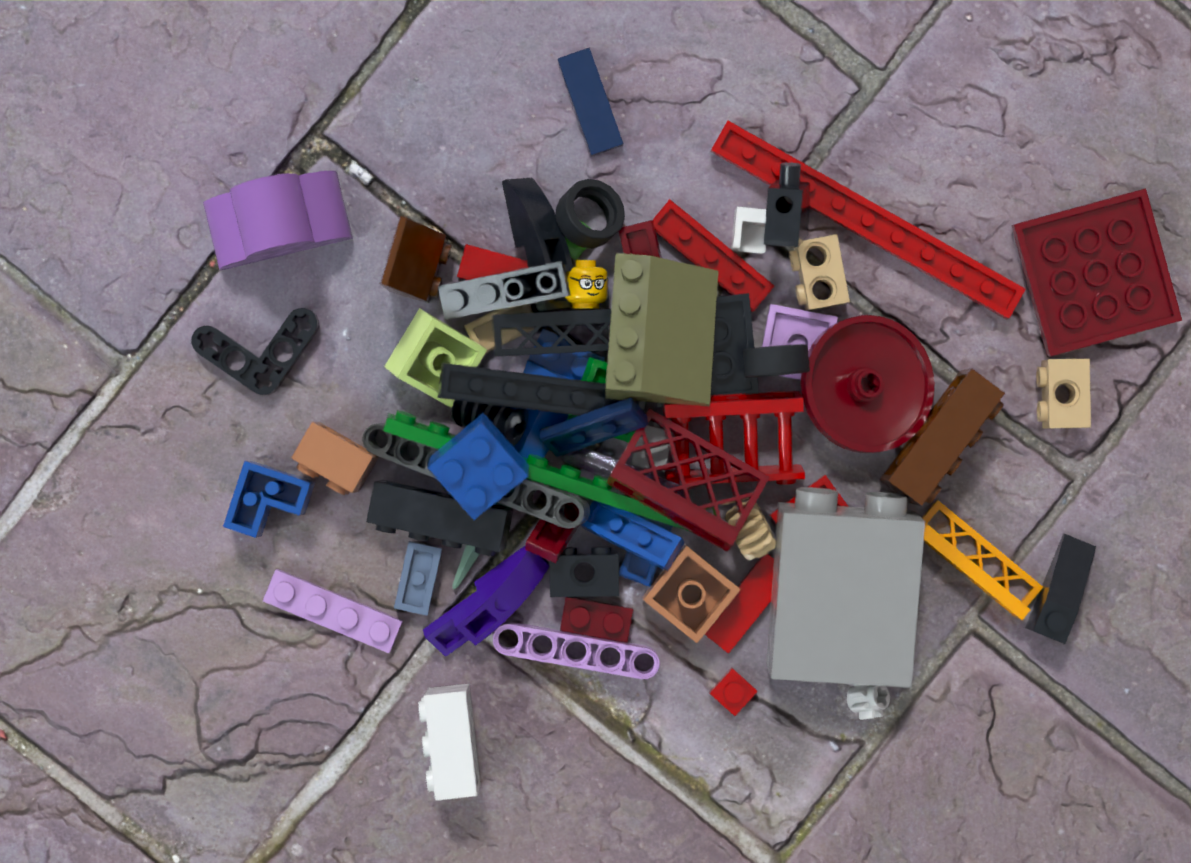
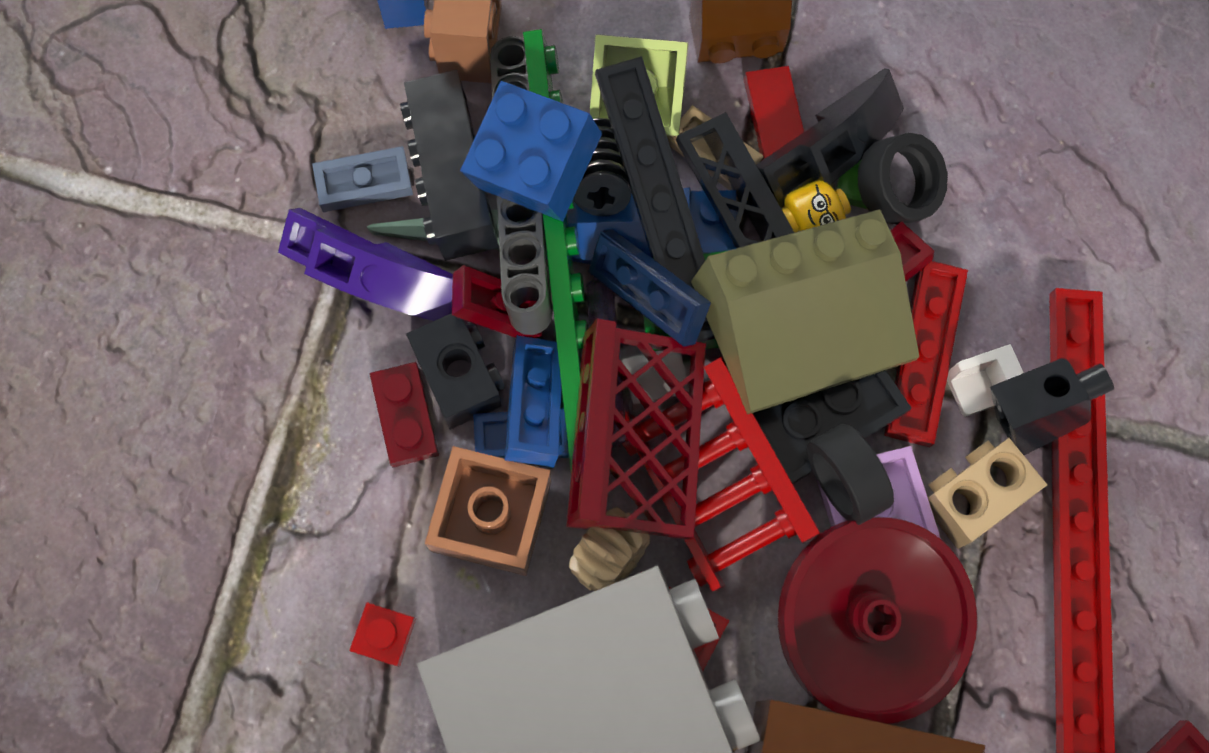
camera: 55 degrees right, 15 degrees down
(332, 610) = (281, 106): lavender plate -> none
(450, 742) = (162, 294): white brick -> none
(504, 290) = (763, 116): slope -> none
(590, 101) = (1026, 134): dark blue tile -> none
(591, 659) = (341, 382): lavender beam -> none
(745, 607) = (497, 592): red tile -> none

